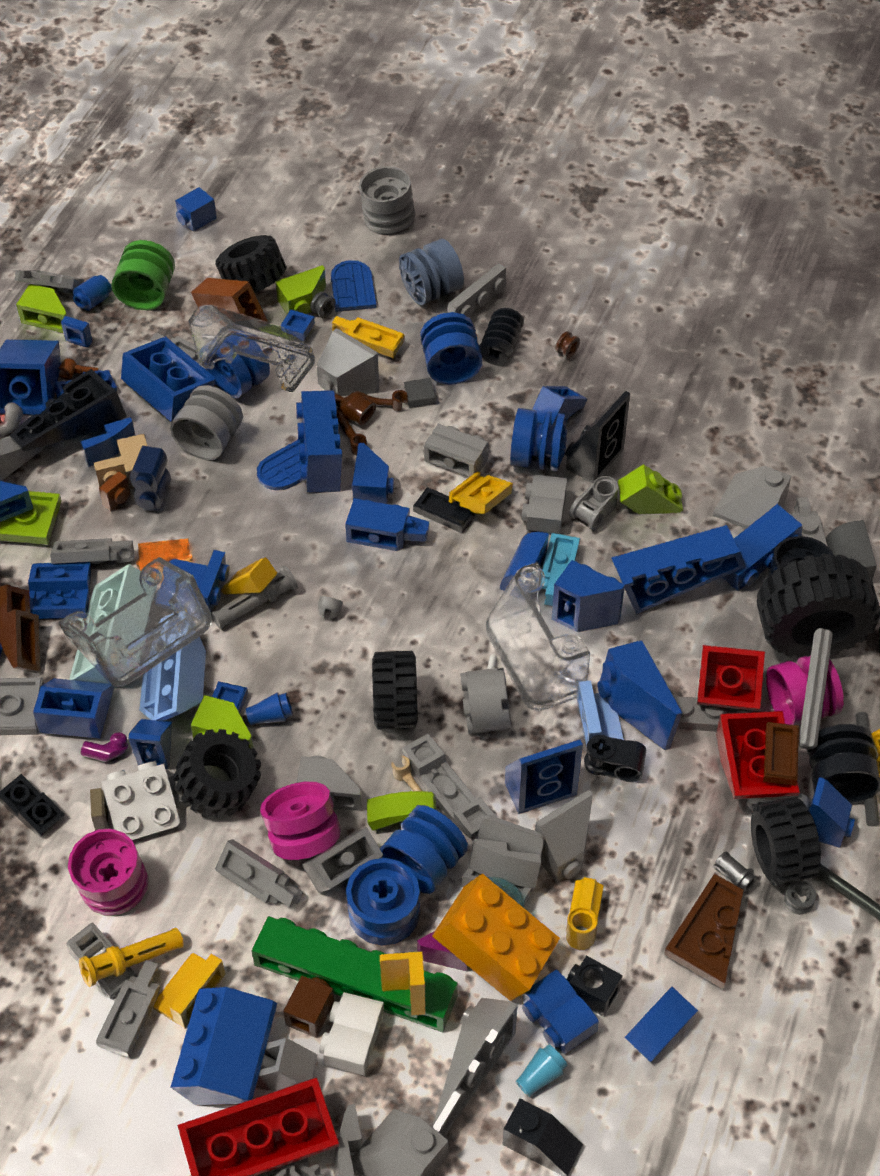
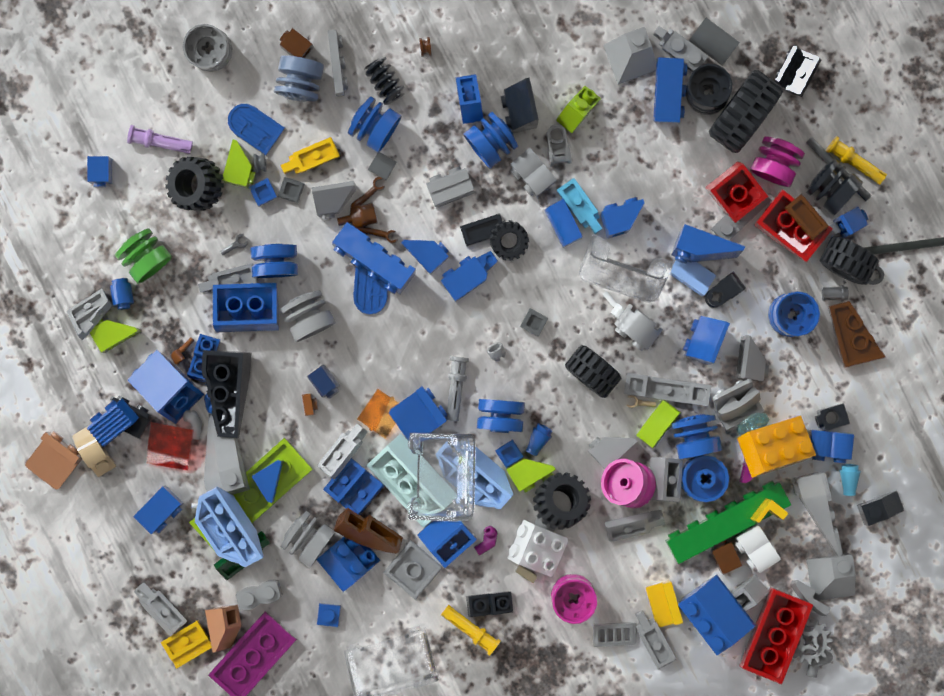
camera: 45 degrees left, 35 degrees up
(76, 331) = (151, 329): blue tile -> none
(105, 445) = (264, 371): blue slope -> none
(116, 960) = (626, 630): yellow pin -> none
(128, 450) = (296, 377): tan brick -> none
(151, 742) = (511, 518): blue slope -> none
(224, 334) = (274, 247): clear windscreen -> none
(229, 295) = (213, 221): dark orange slope -> none
(251, 578) = (456, 381): yellow slope -> none
(261, 645) = (500, 415): none -> blue wheel
(262, 223) = (149, 138): none -> lavender pin
(318, 343) = (291, 190): none -> dark grey tile
(395, 614) = (534, 322): none -> dark grey plate
(464, 250) = (295, 44): none -> reddish brown brick
(464, 543) = (500, 231): none -> black tyre
(480, 492) = (494, 203): yellow plate -> none
(584, 912) = (791, 384): yellow piece -> none
(661, 1024) = (877, 404): blue slope -> none
(670, 822) = (805, 316): none -> blue wheel
(677, 566) = (649, 151): blue wedge -> none
(815, 689) = (793, 167): light grey axle -> none

